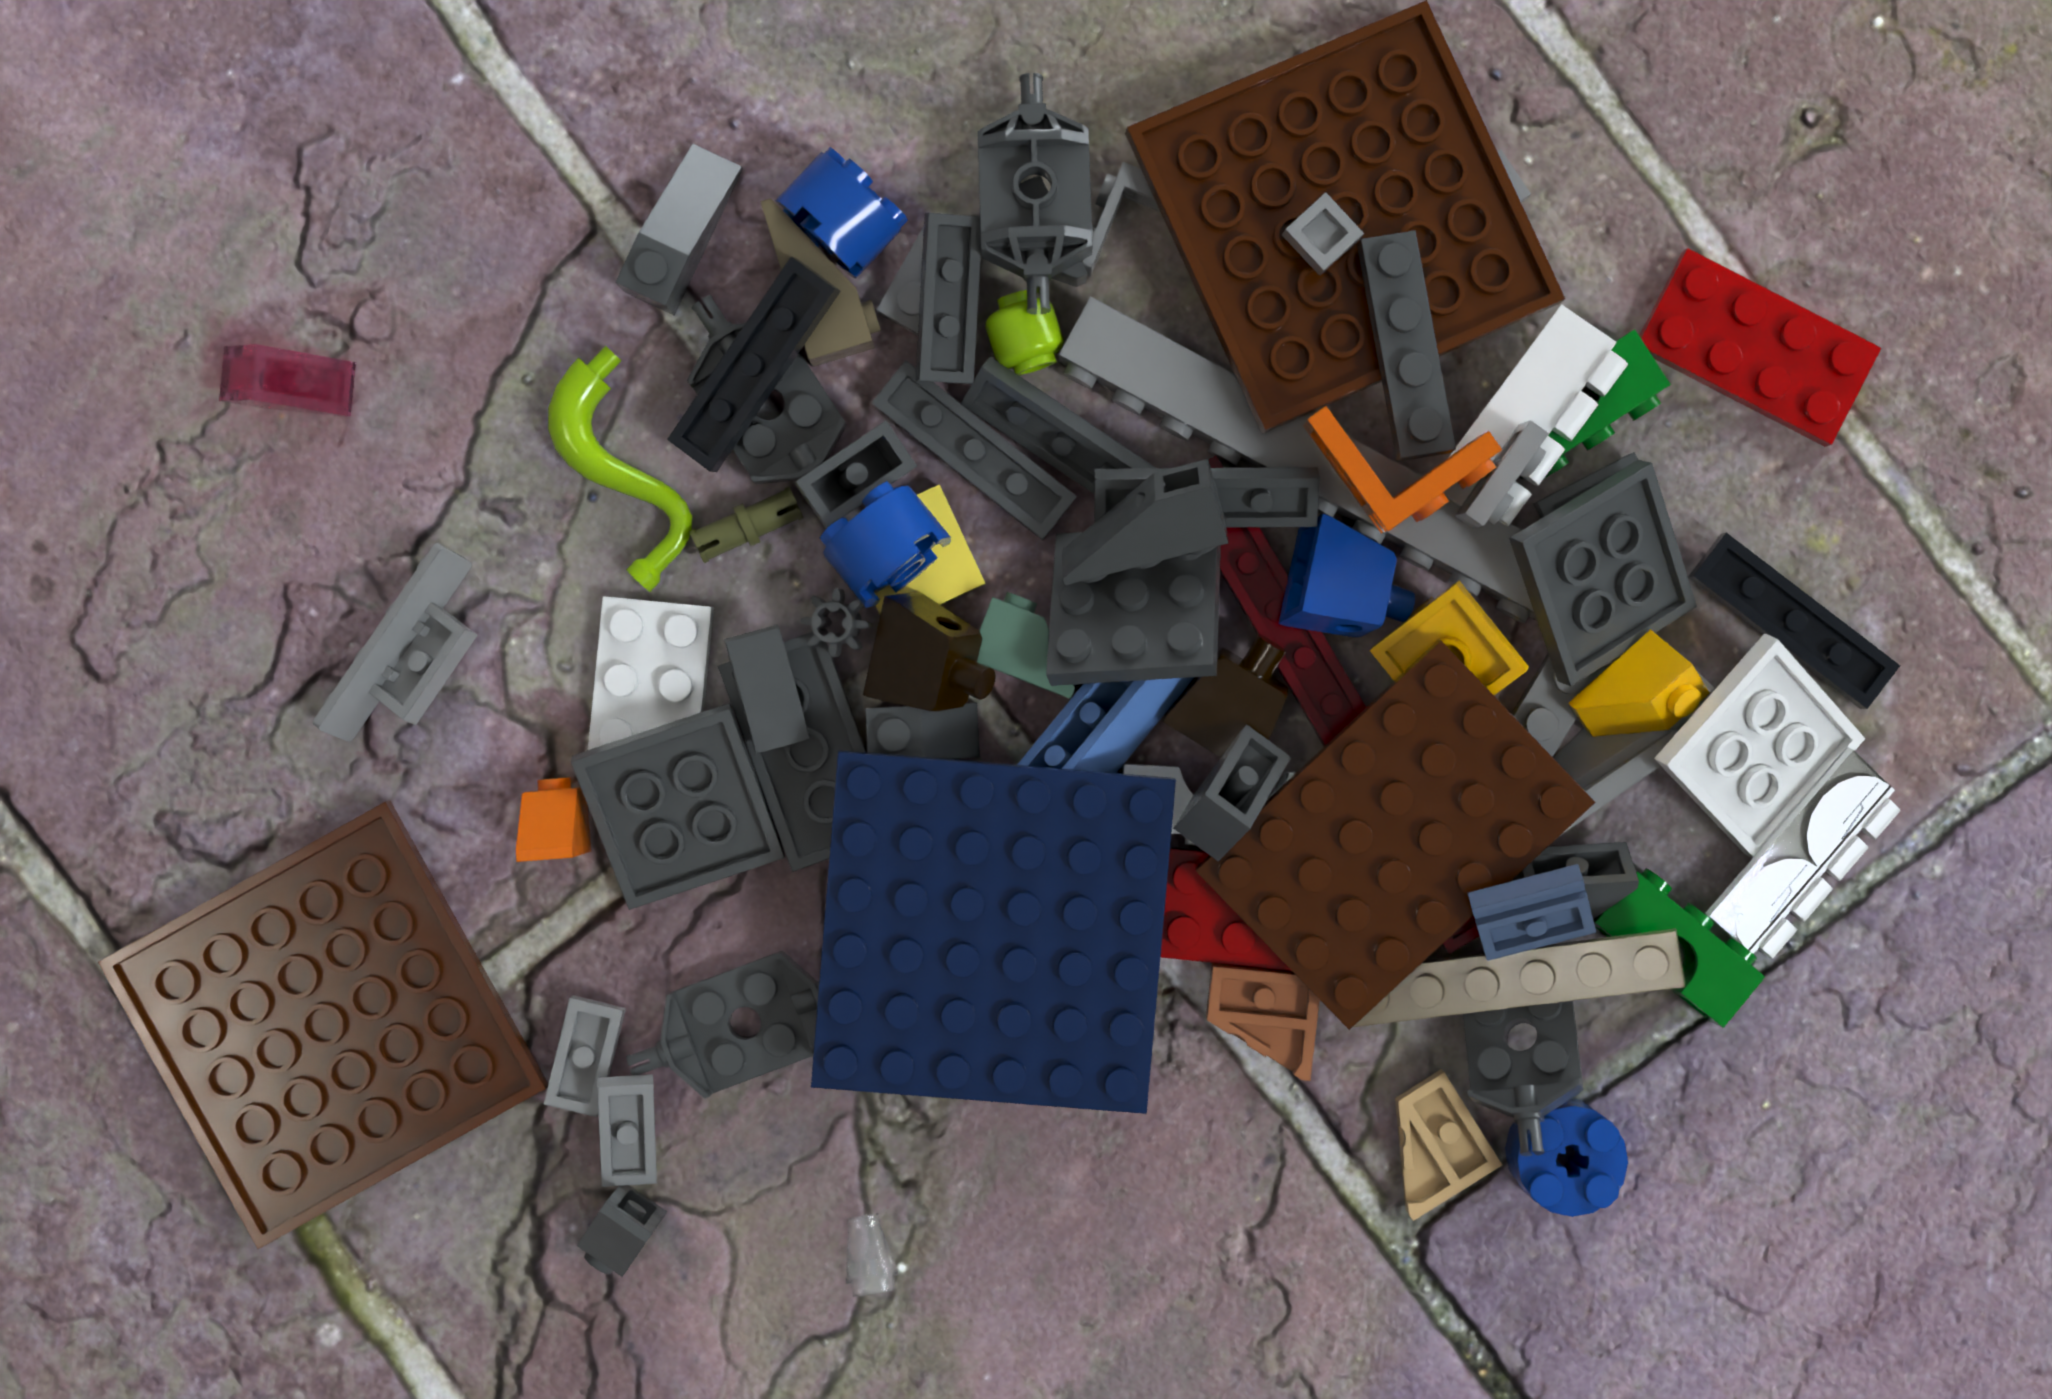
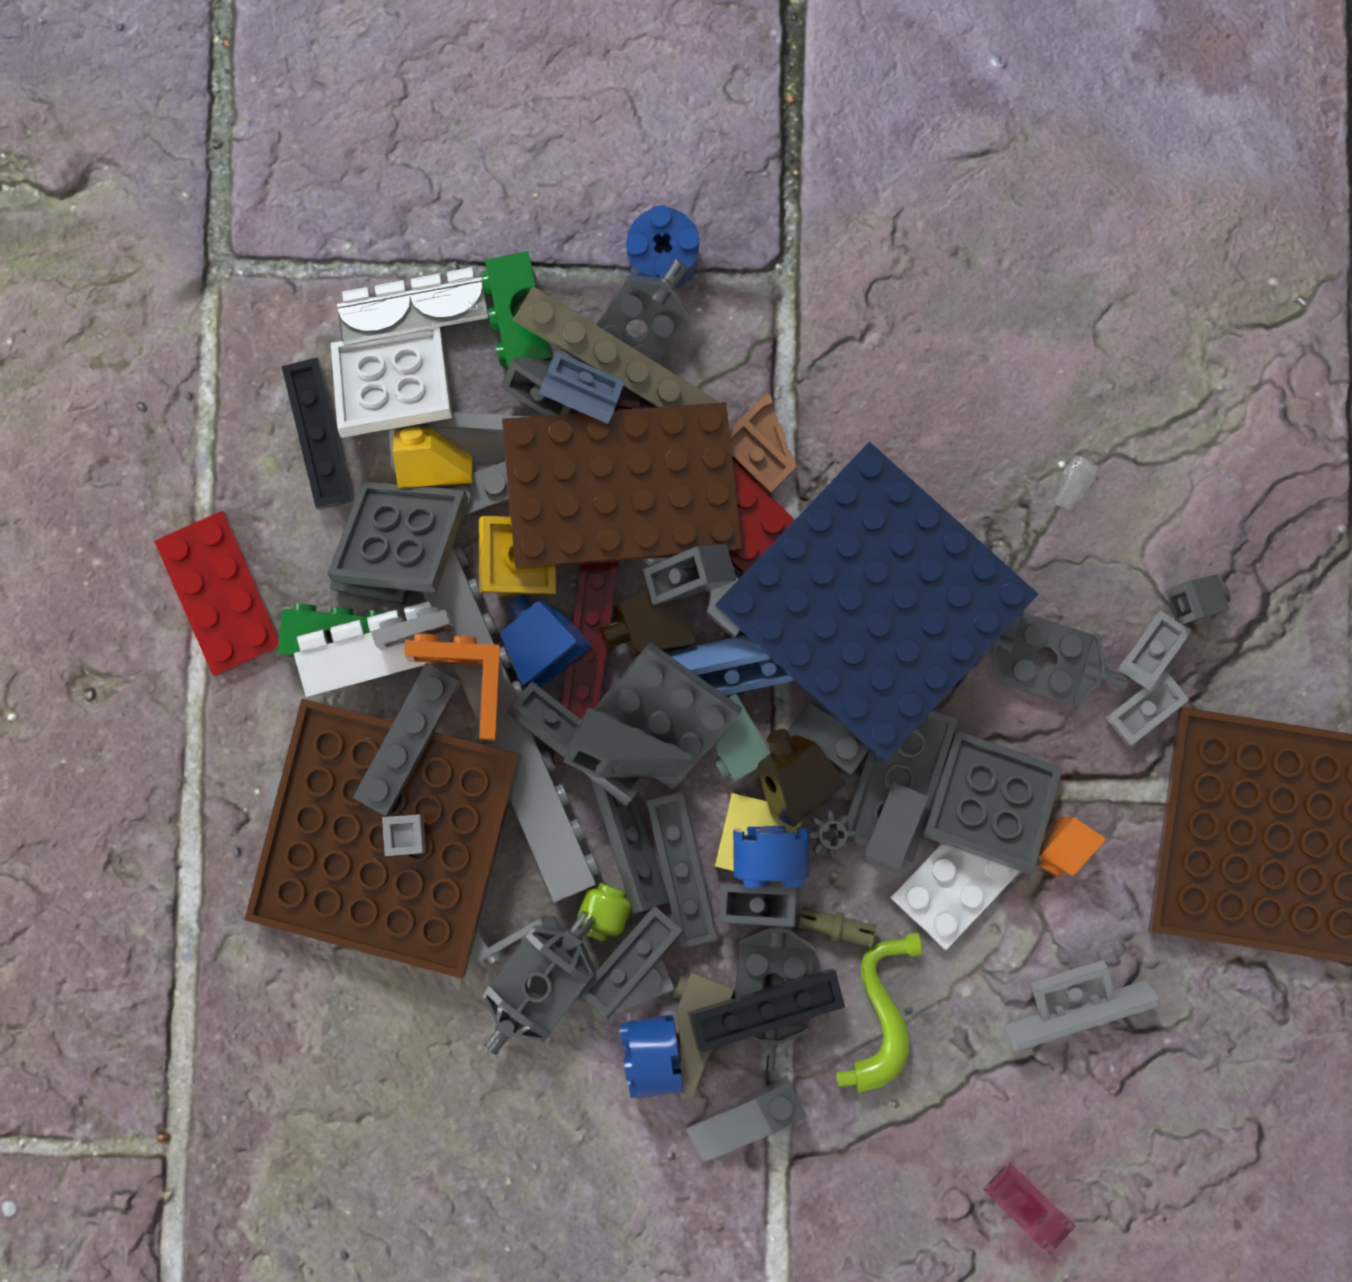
camera: 145 degrees left, 5 degrees down
(1438, 1145) = (725, 306): tan wing -> none

